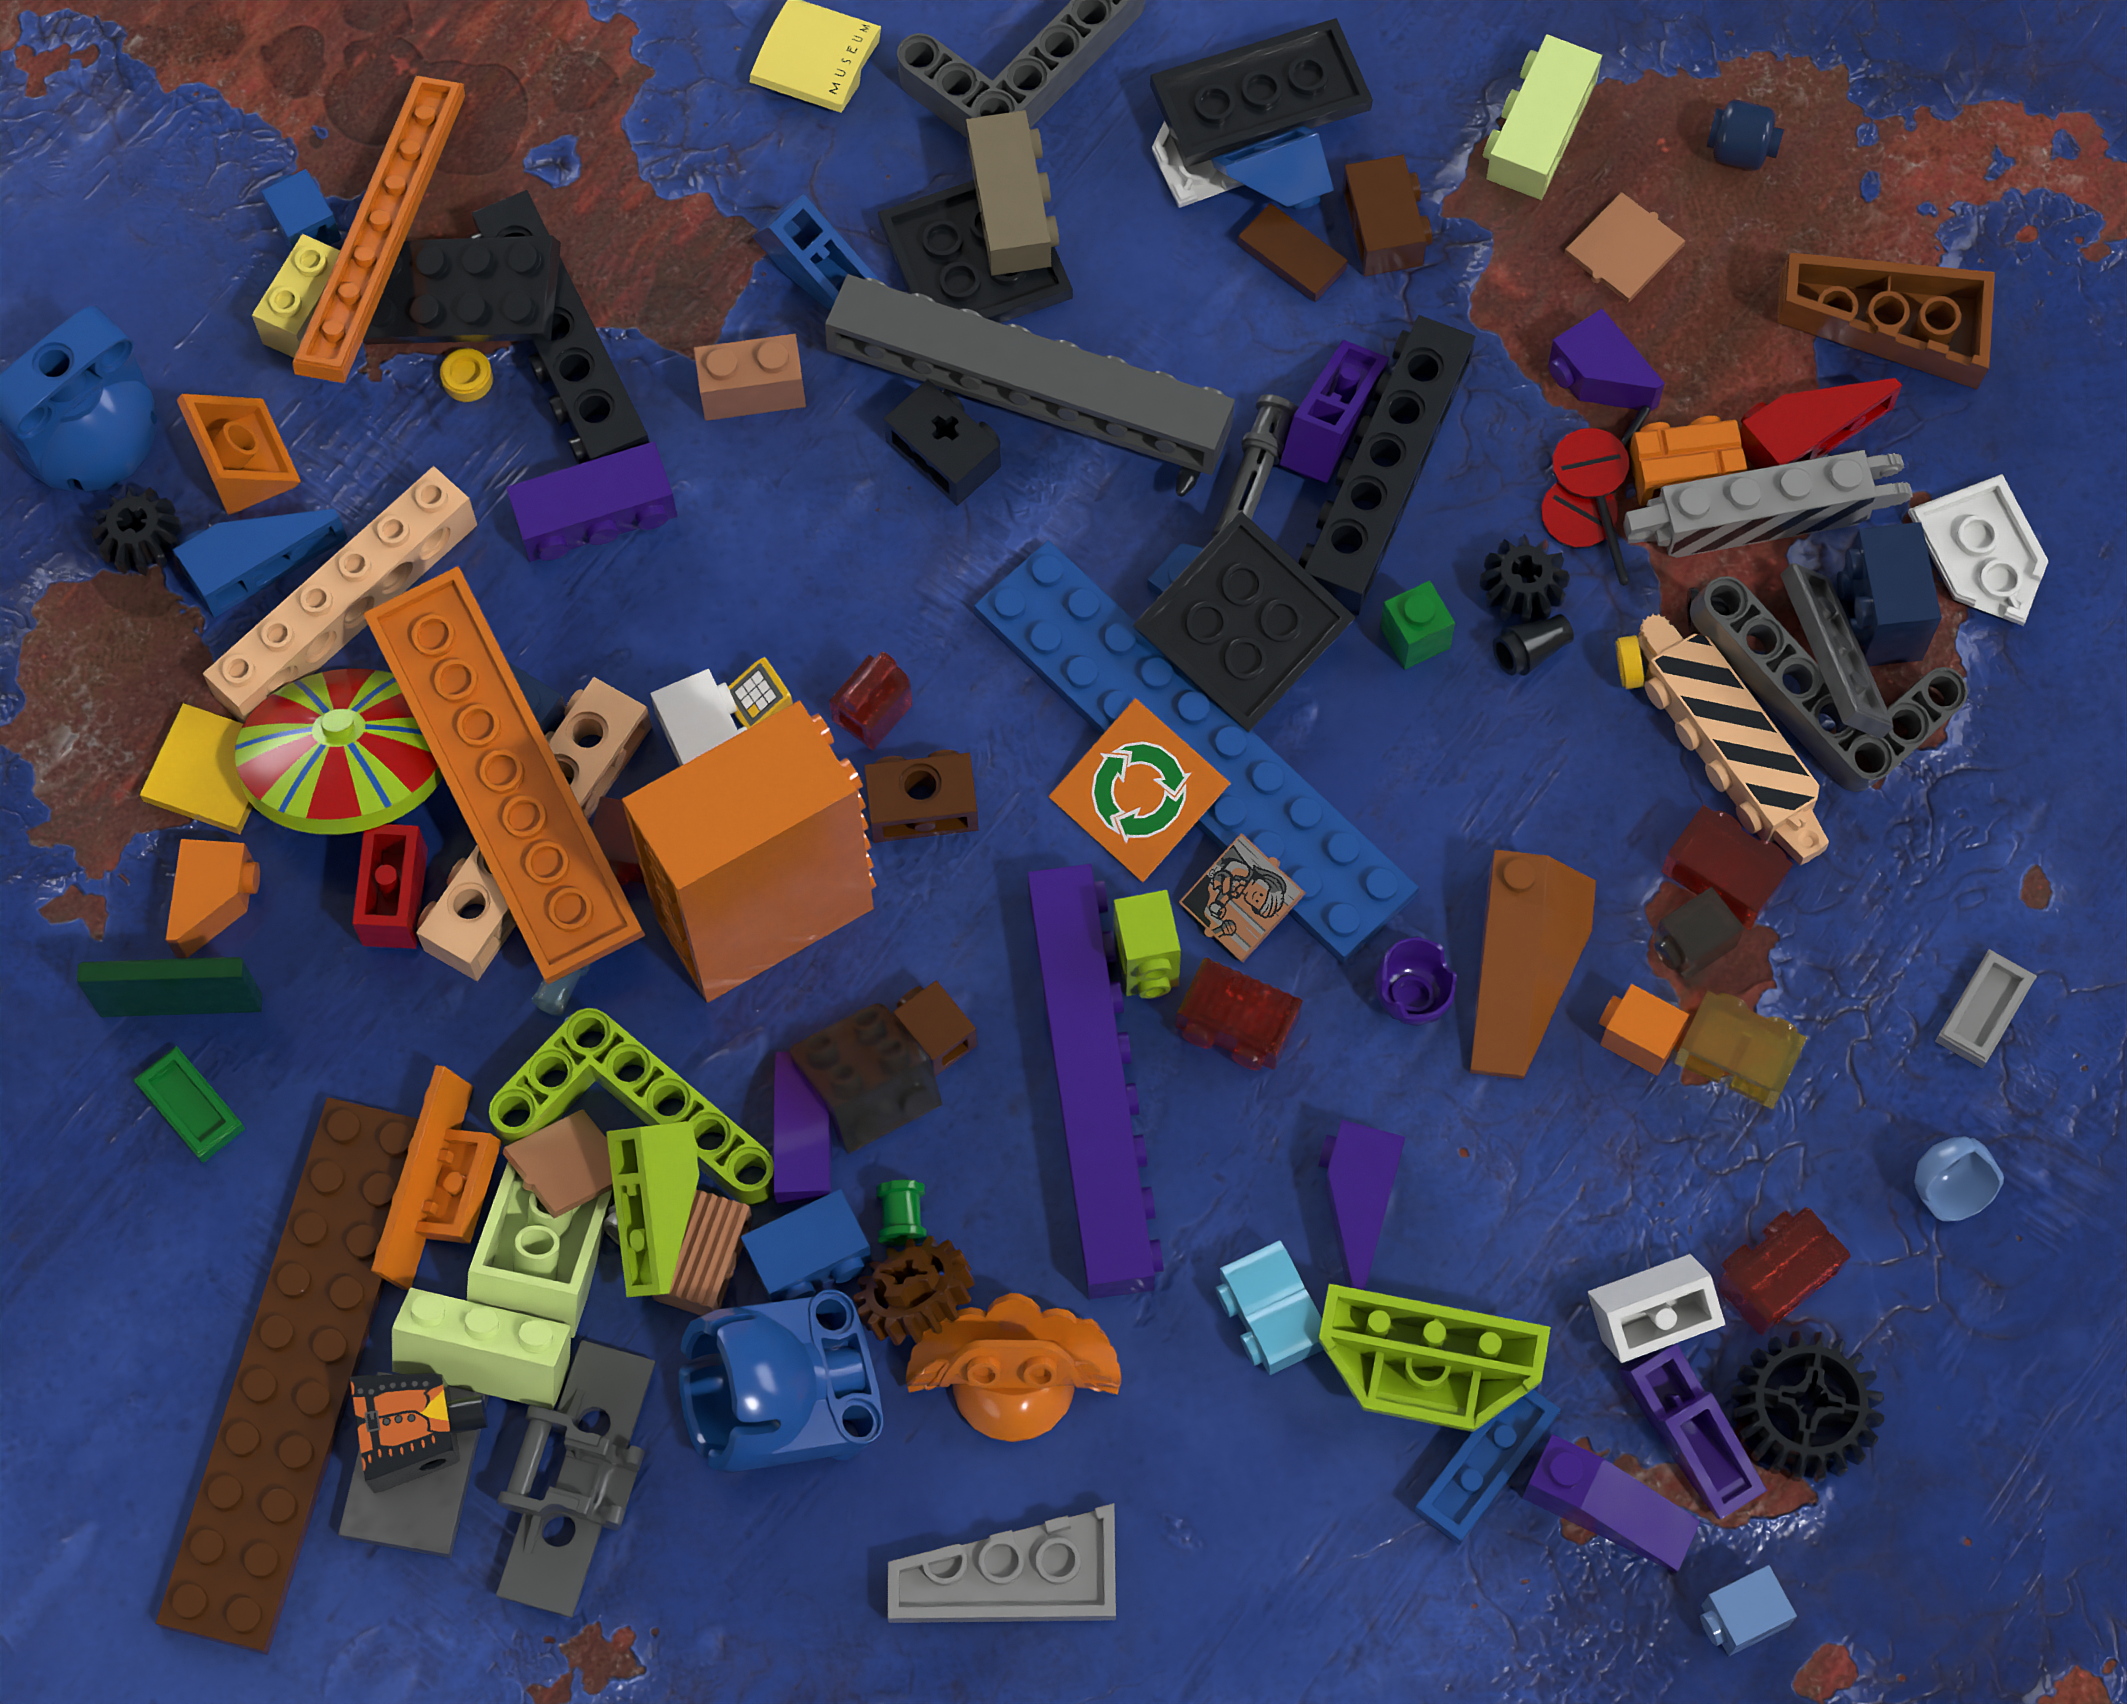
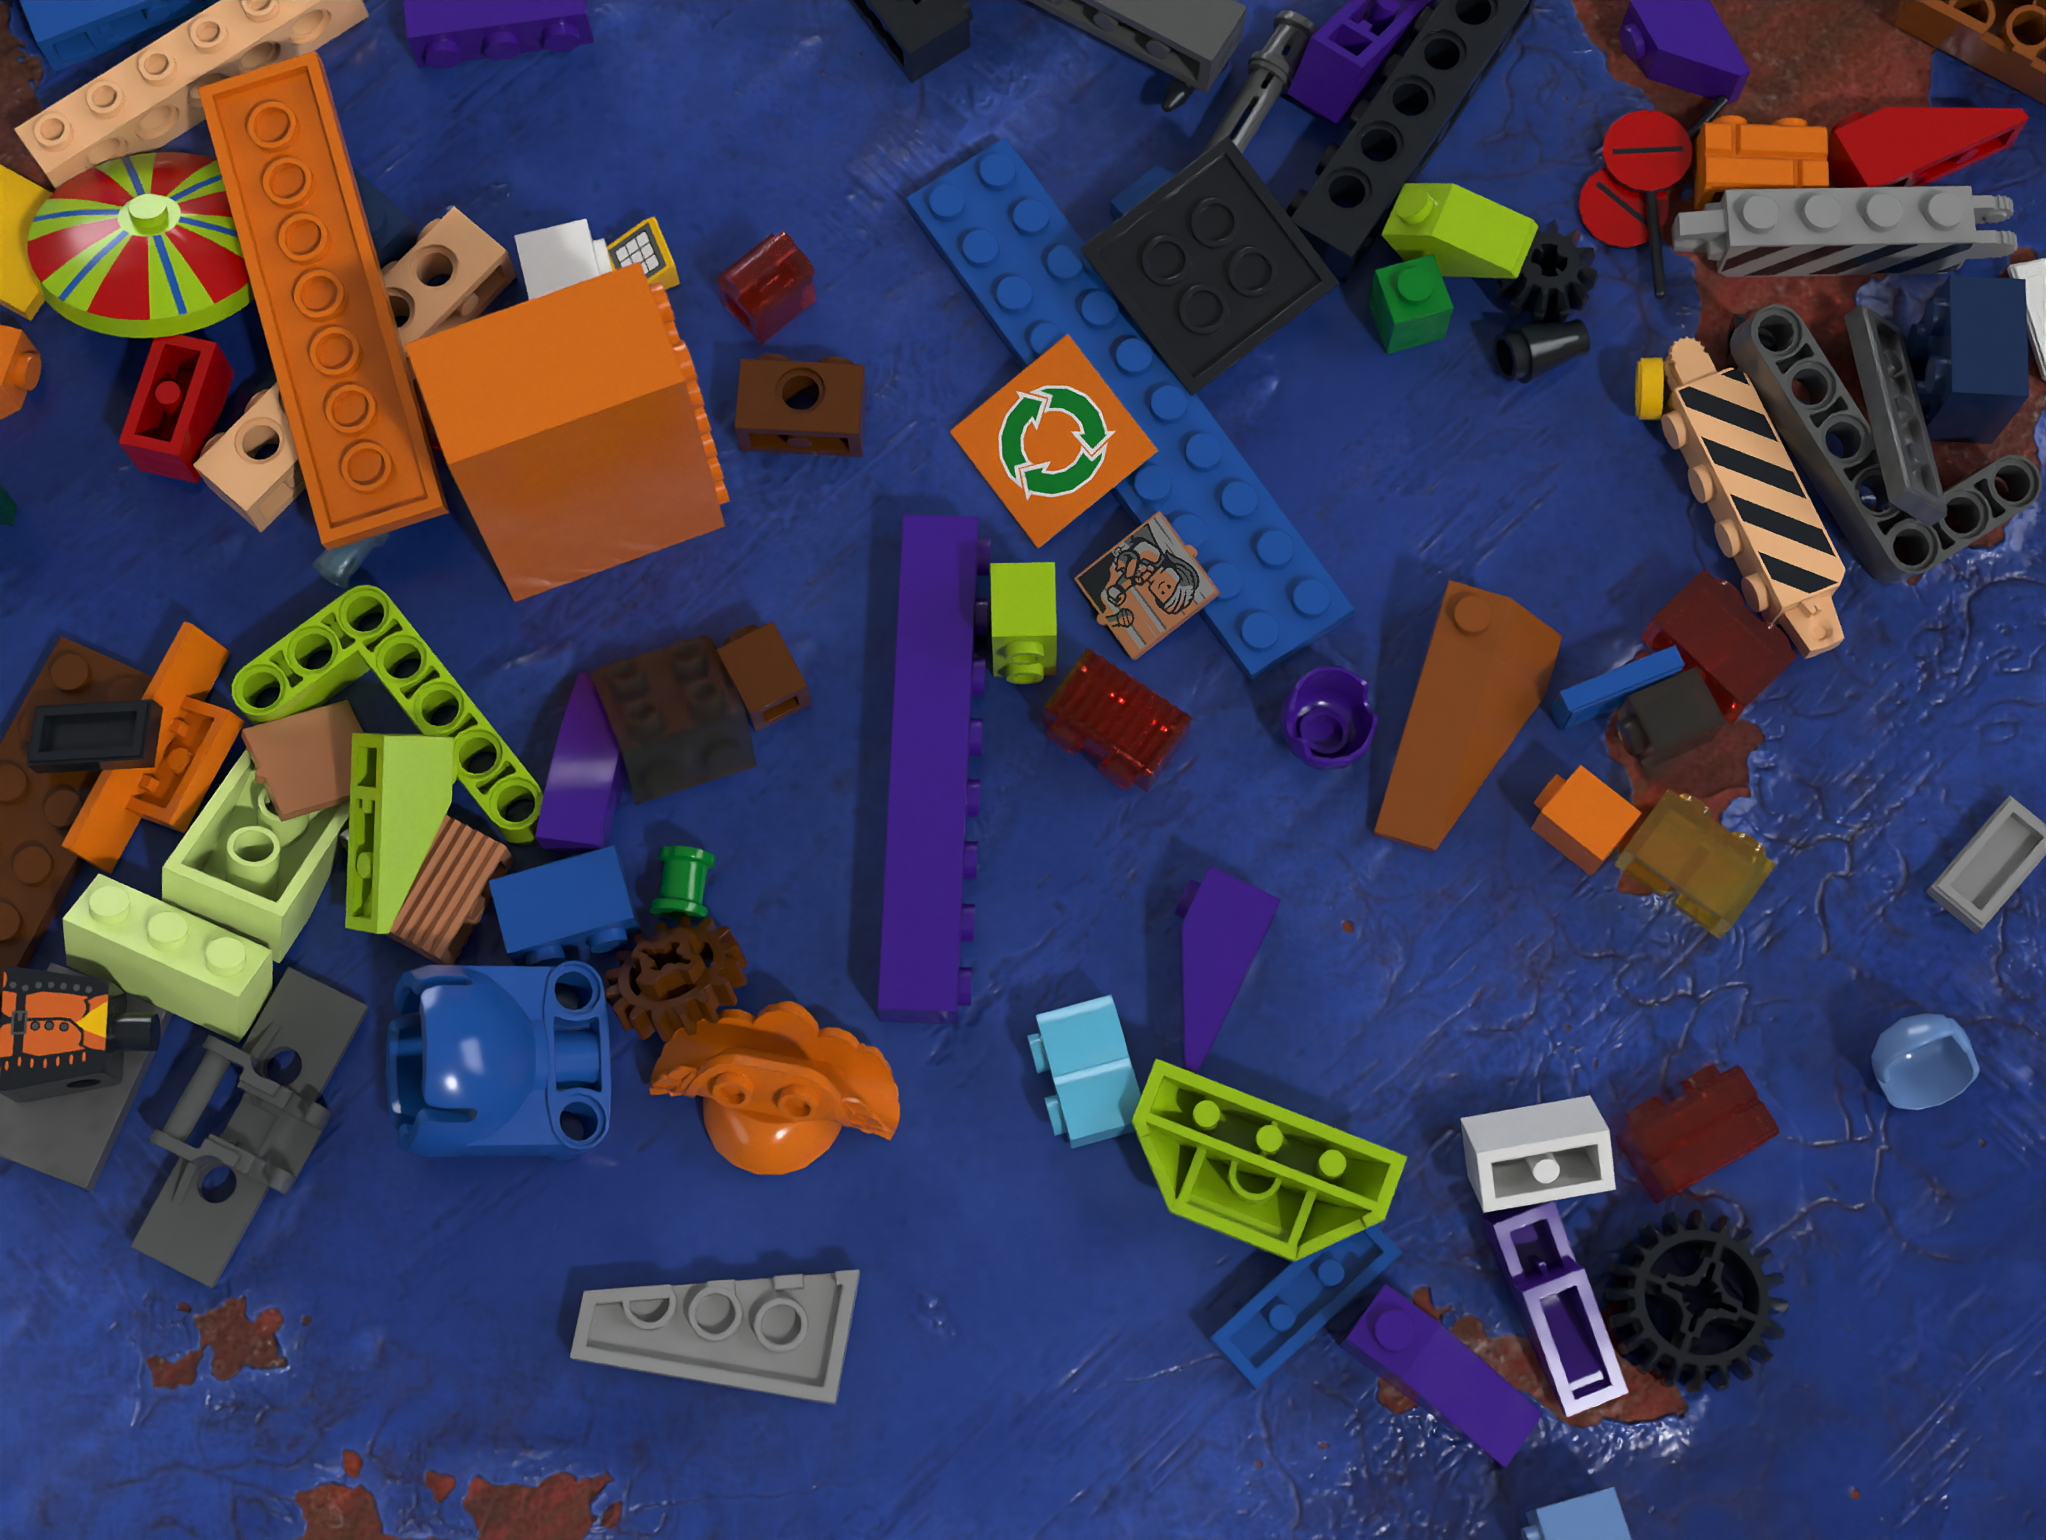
camera: 10 degrees right, 5 degrees up
(381, 1174) = (95, 736): none -> black tile
(1449, 556) = (1460, 229): none -> lime slope
(1644, 918) = (1612, 688): none -> blue tile

